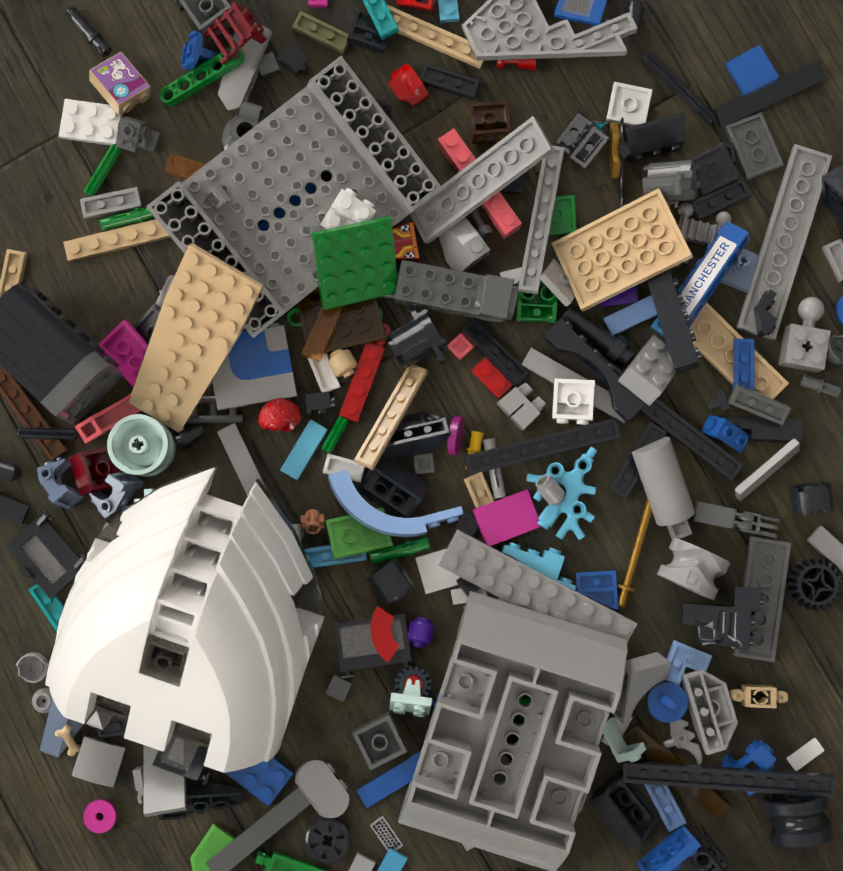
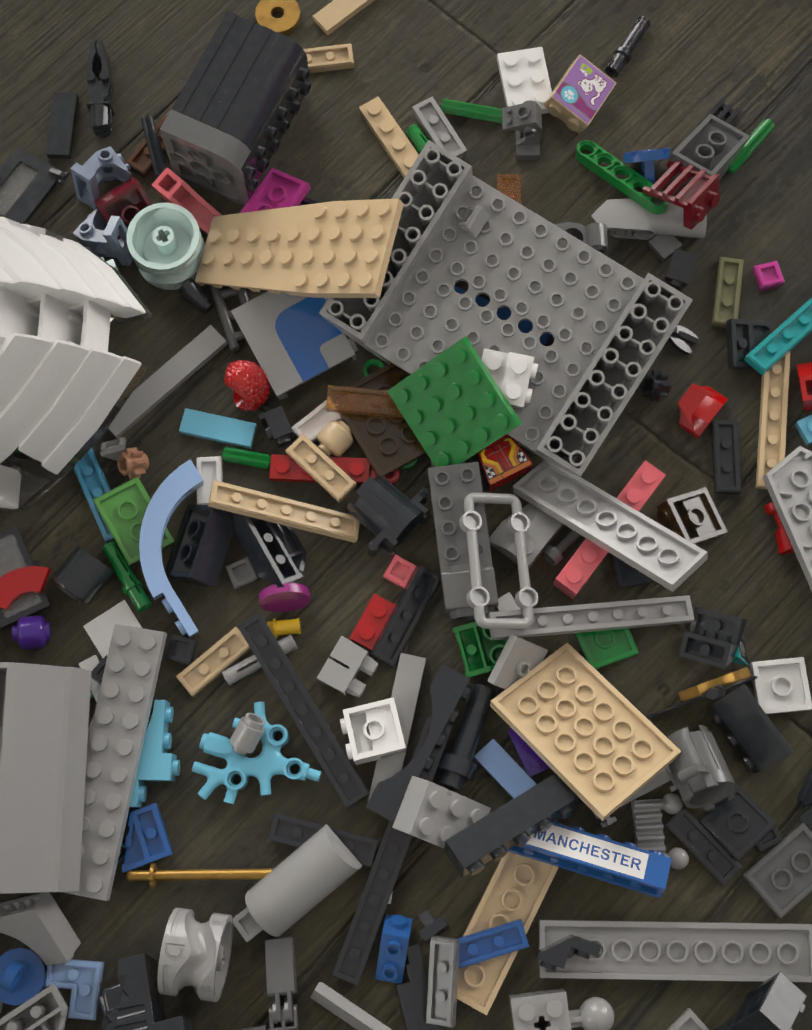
camera: 75 degrees right, 10 degrees down
(364, 379) = (321, 468): none -> tan tile
(458, 247) = (478, 595): none -> light grey bar
(506, 518) = (201, 693): dark pink tile -> none
(742, 271) = (617, 903): sand blue tile -> none

